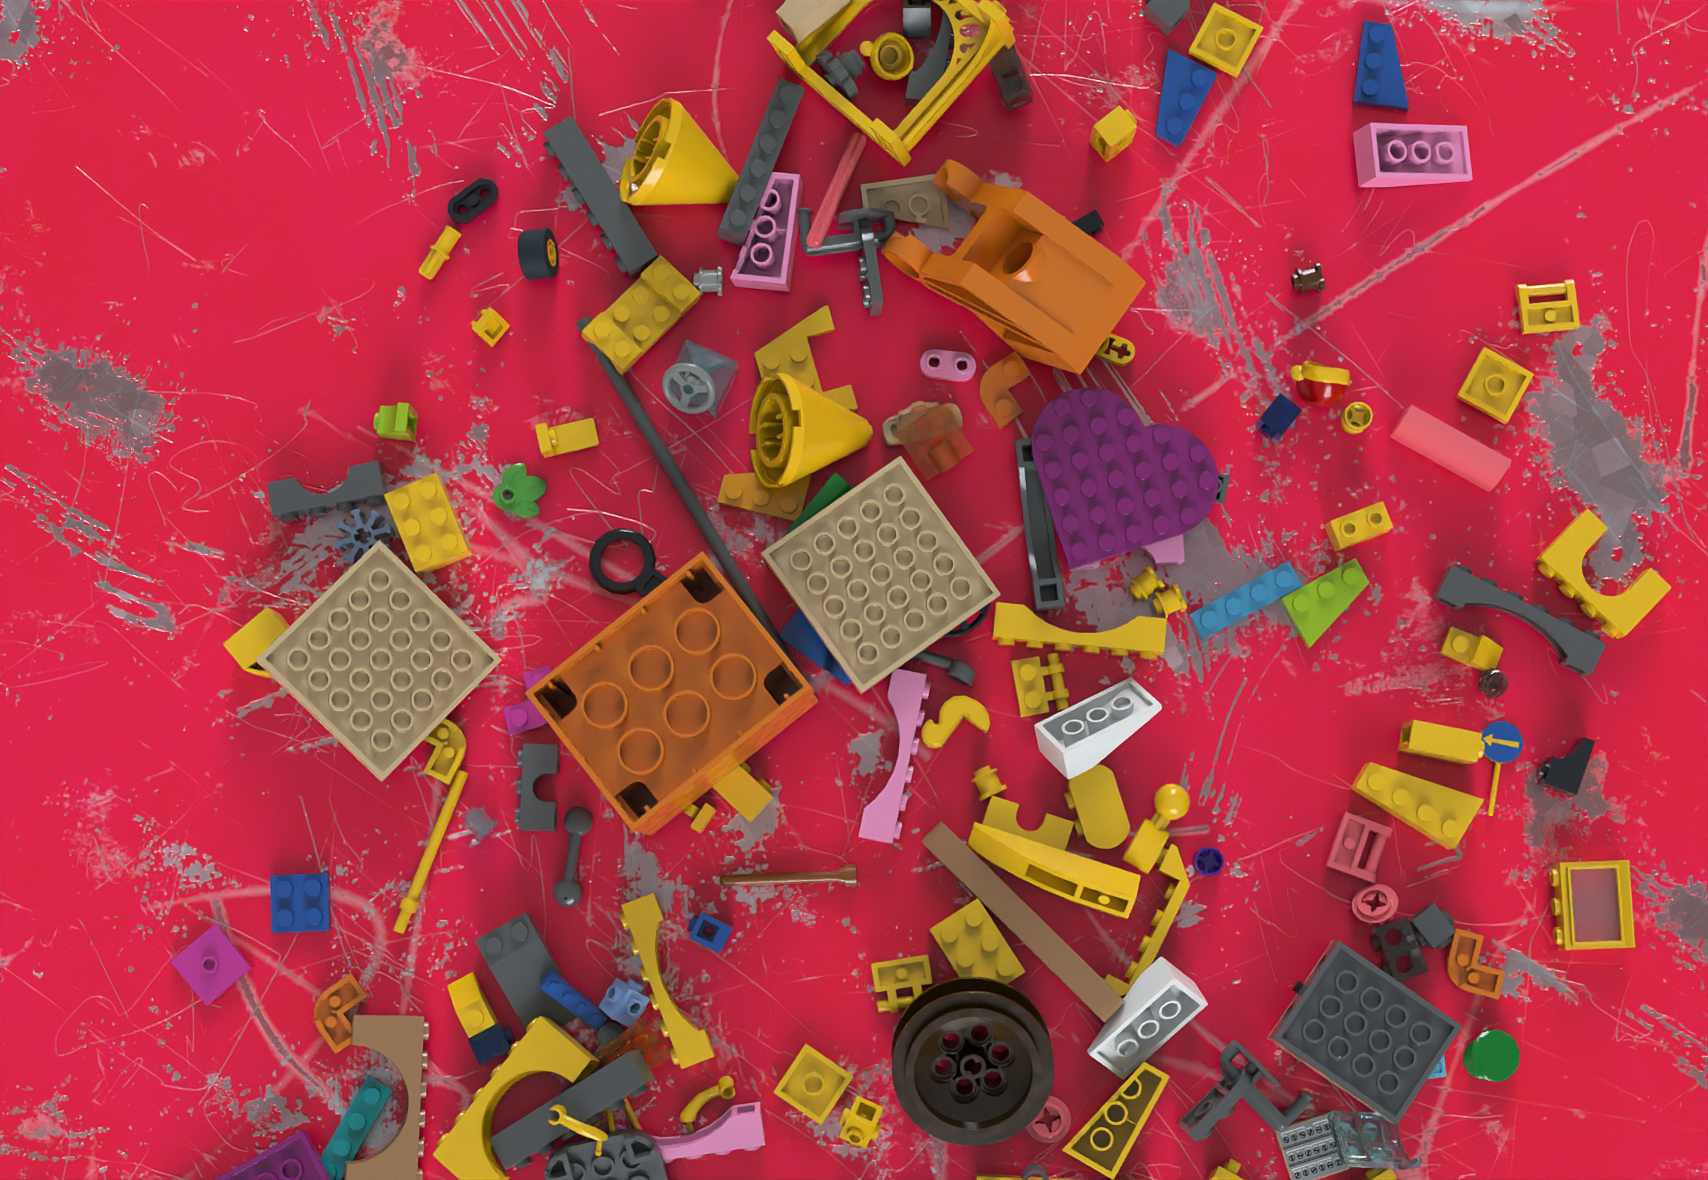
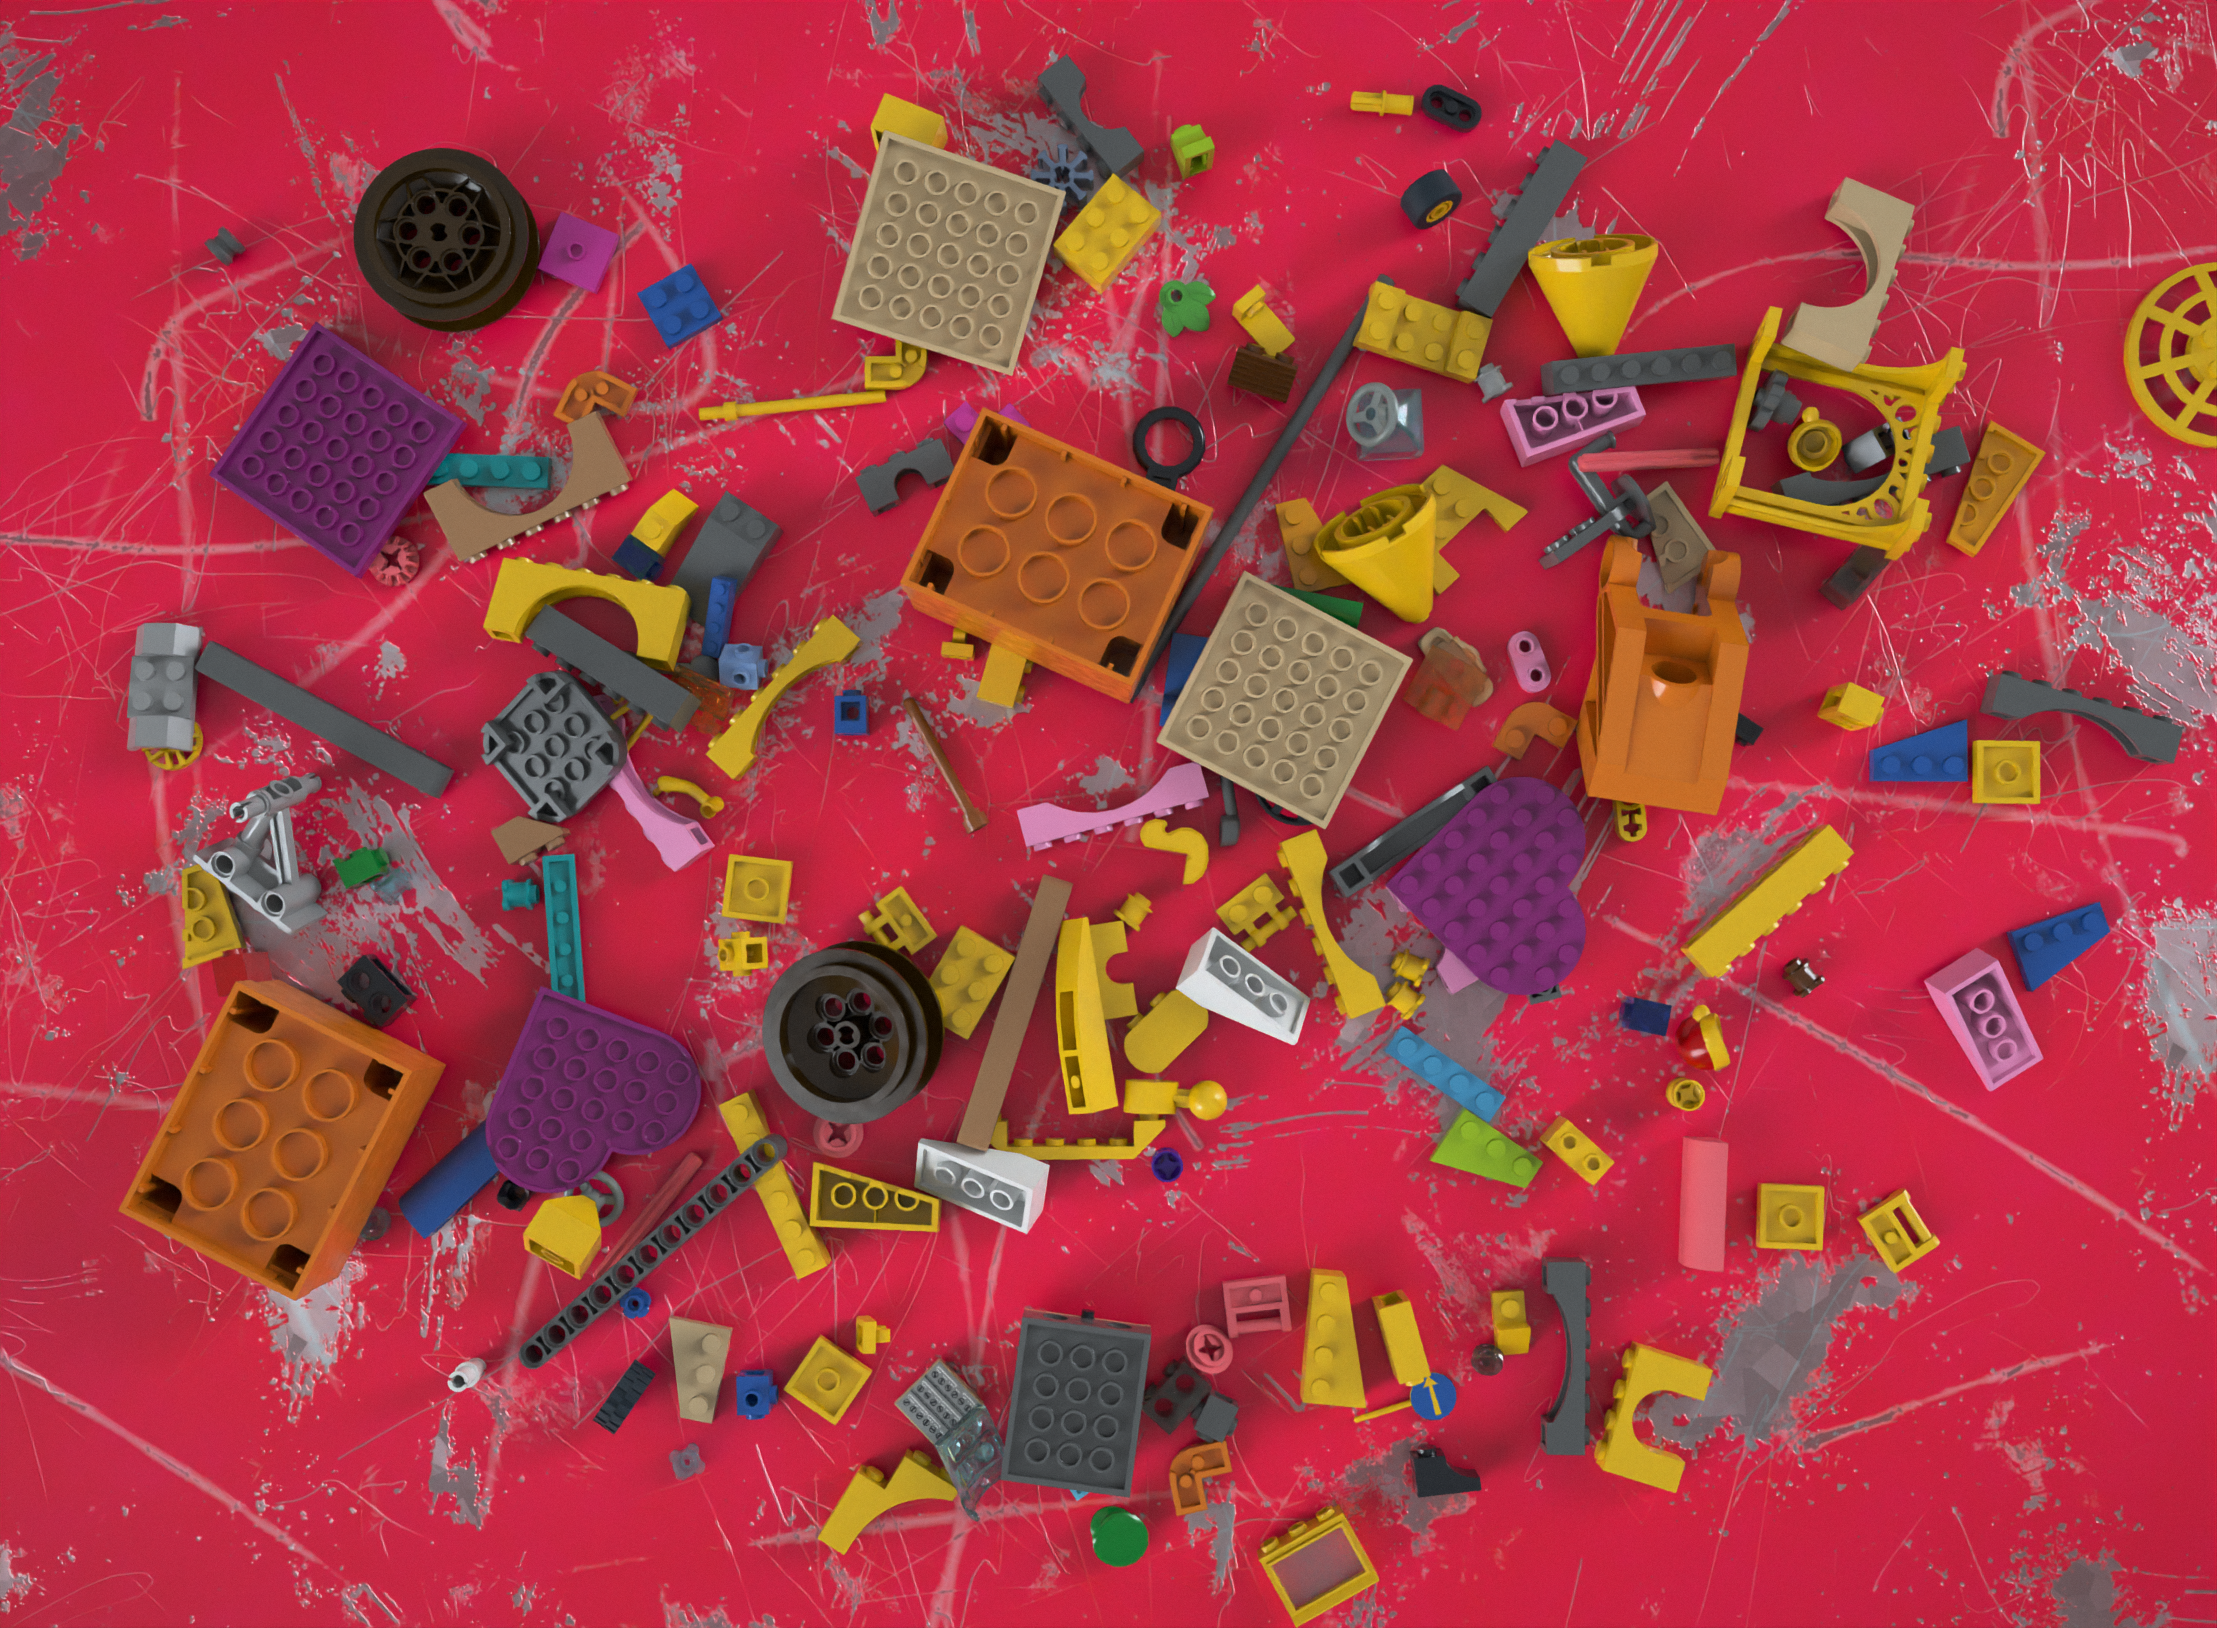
camera: 60 degrees right, 5 degrees up
(192, 1041) = (492, 271): none -> dark brown wheel
(479, 823) = (843, 437): clear light blue brick -> none
(490, 326) = (1334, 191): yellow tile -> none
(577, 822) = (891, 532): dark grey piece -> none
(579, 1127) = (595, 683): yellow piece -> none
(606, 457) = (1262, 372): none -> reddish brown brick
(1234, 276) = (1767, 900): none -> yellow brick
(1235, 1084) = (954, 1296): dark grey plate -> none

